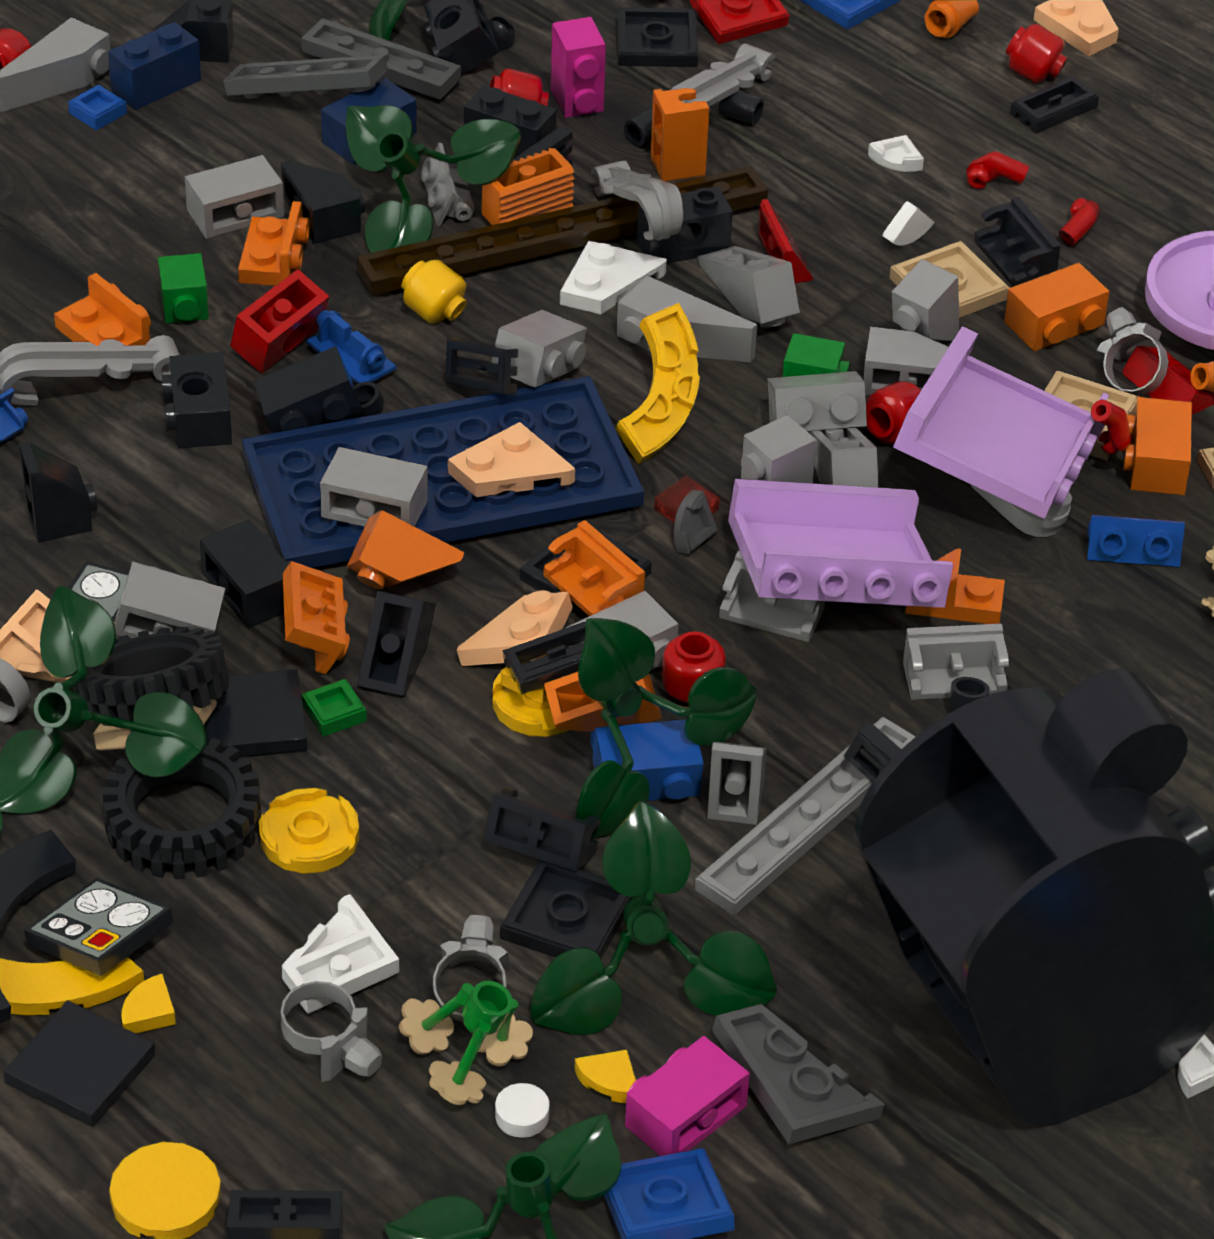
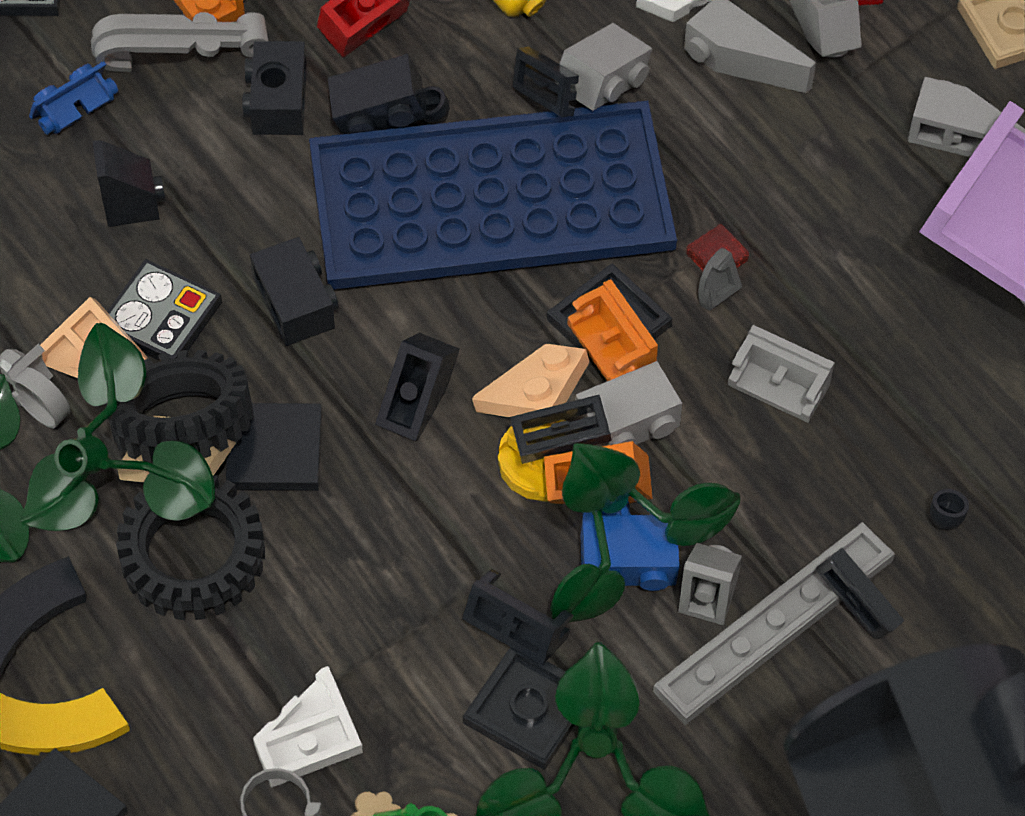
camera: 10 degrees right, 15 degrees up
(98, 926) = (94, 672): tile -> none
(148, 1006) = (127, 761): yellow tile -> none
(166, 600) = (209, 323): light grey brick -> none
(309, 831) = (305, 583): yellow tile -> none
(315, 613) = (344, 349): orange bracket -> none
(334, 707) = (349, 447): green tile -> none
(361, 356) = (427, 44): blue hinge -> none
(366, 483) = (419, 219): light grey brick -> none
(398, 552) = (432, 289): orange slope -> none
(478, 946) = (438, 729): light grey piece -> none
(509, 463) = (553, 197): light nougat wing -> none
(672, 386) = (724, 122): yellow tile -> none
(688, 659) = (689, 451): red head -> none
(779, 453) = (805, 237): light grey brick -> none
(814, 356) = (865, 113): green brick -> none
(819, 400) = (859, 156): light grey brick -> none
(835, 544) = (847, 332): lavender panel -> none
(845, 458) = (873, 225): light grey slope -> none
(888, 409) = (932, 172): red head -> none
(928, 302) = (984, 58): light grey slope -> none
(944, 653) = (942, 462): light grey hinge -> none
(968, 597) = (950, 387): orange slope -> none

